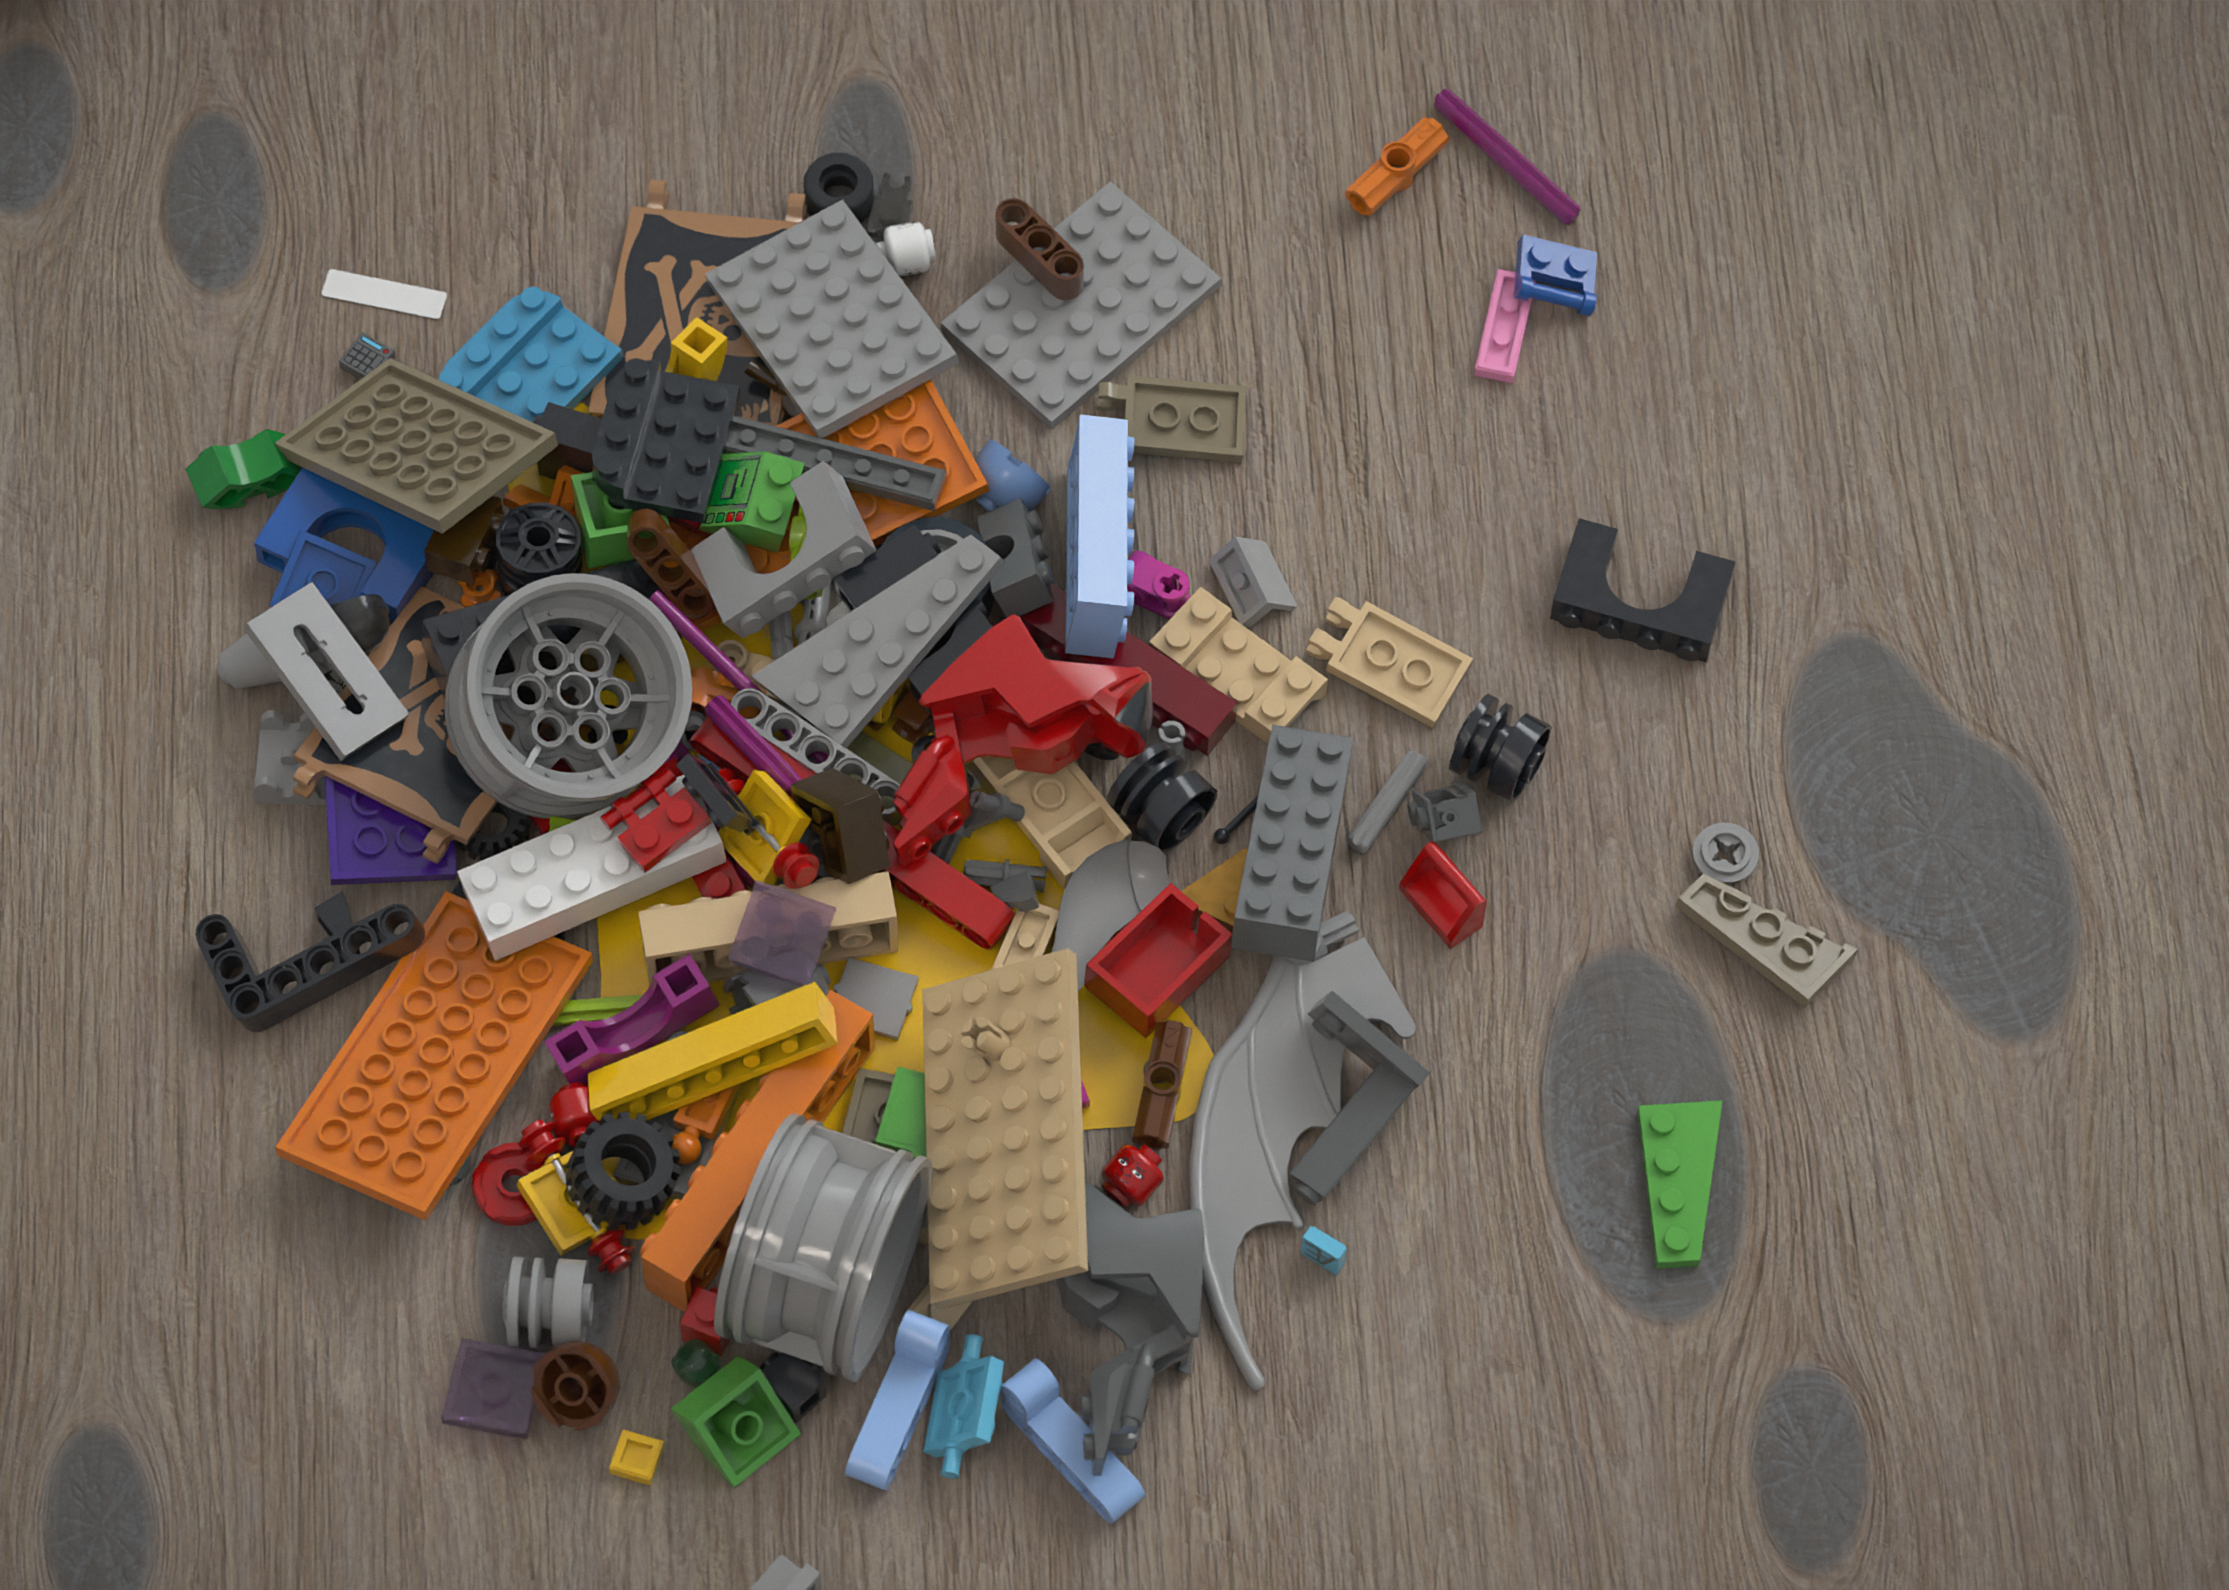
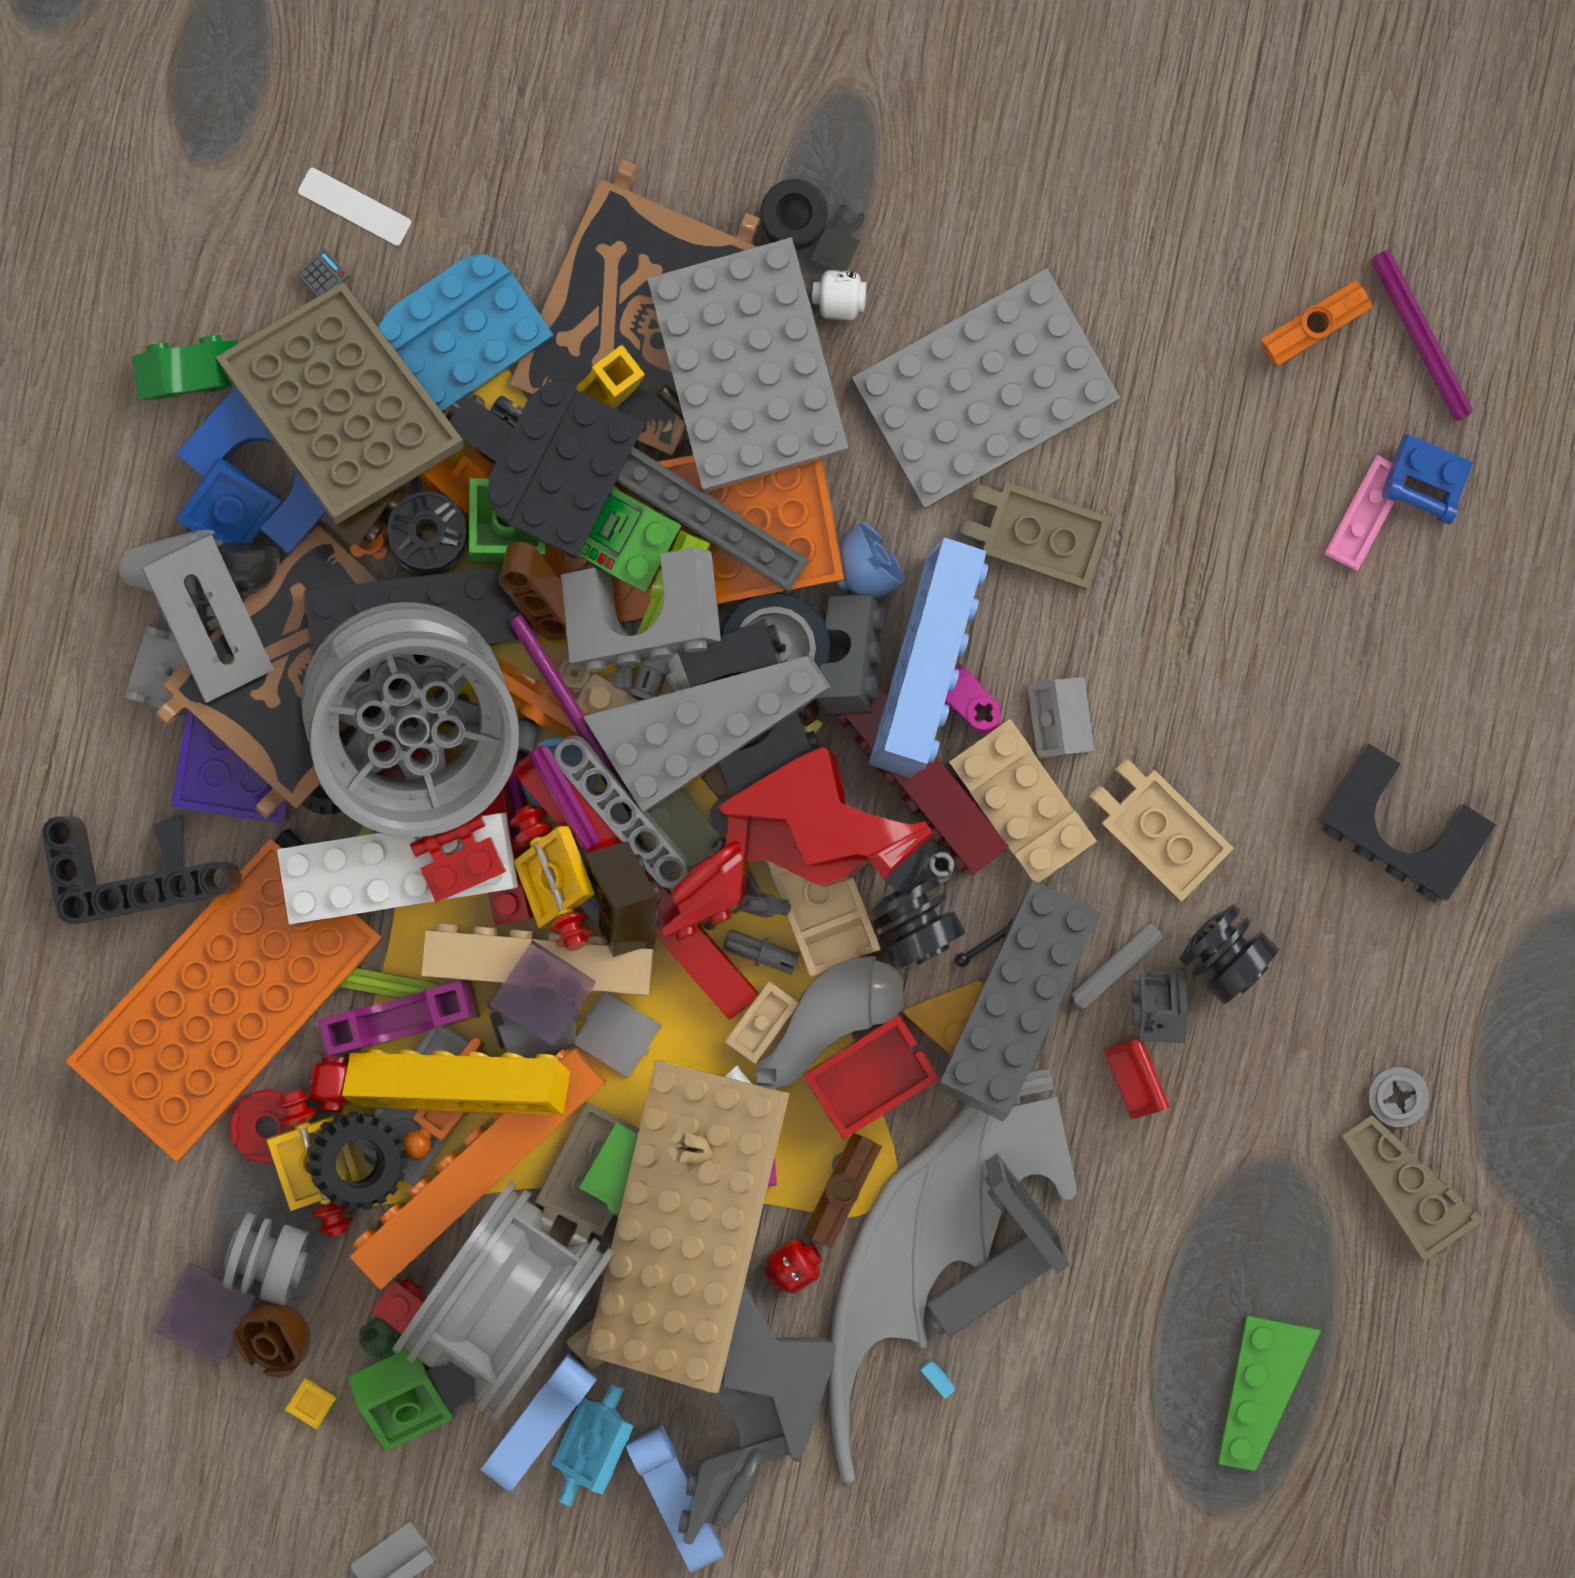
camera: 15 degrees right, 25 degrees up
(724, 804) = (518, 848): black plate -> none
(1017, 892) = (765, 978): dark grey tile -> none
(1035, 233) = (959, 317): reddish brown beam -> none

